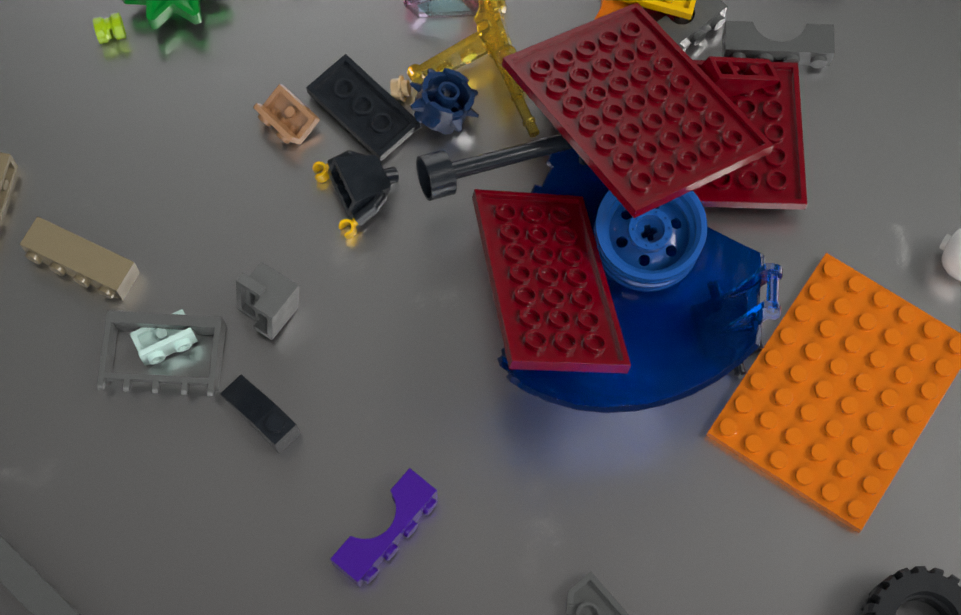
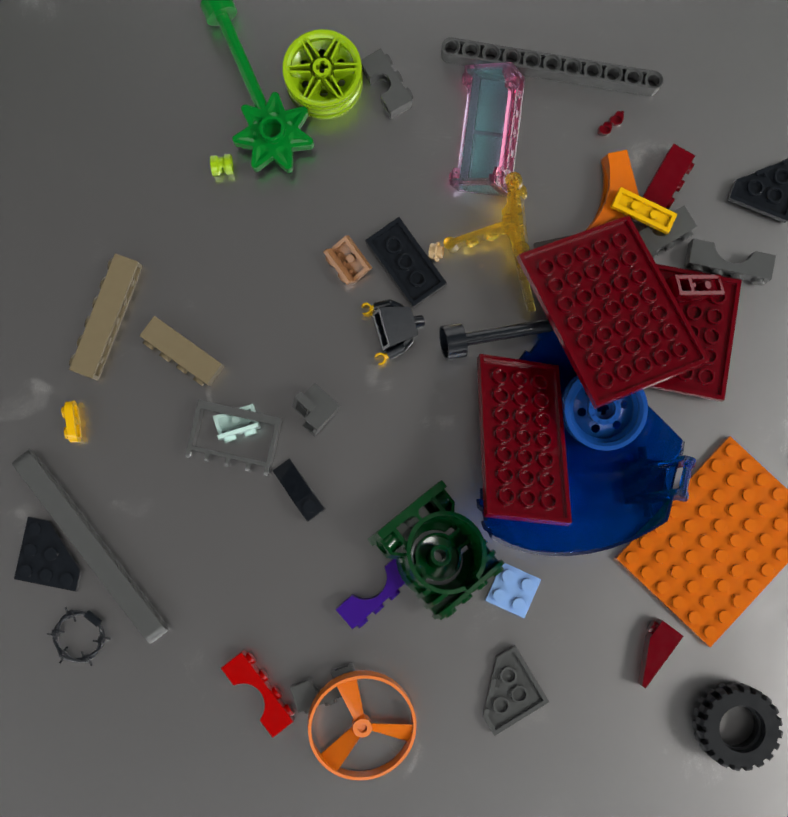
camera: 10 degrees right, 15 degrees up
(444, 100) = (468, 270): dark blue brick -> none
(449, 408) = (477, 564): none -> dark green brick
(574, 498) = (513, 590): none -> light blue plate
(788, 540) = (658, 646): none -> dark red slope

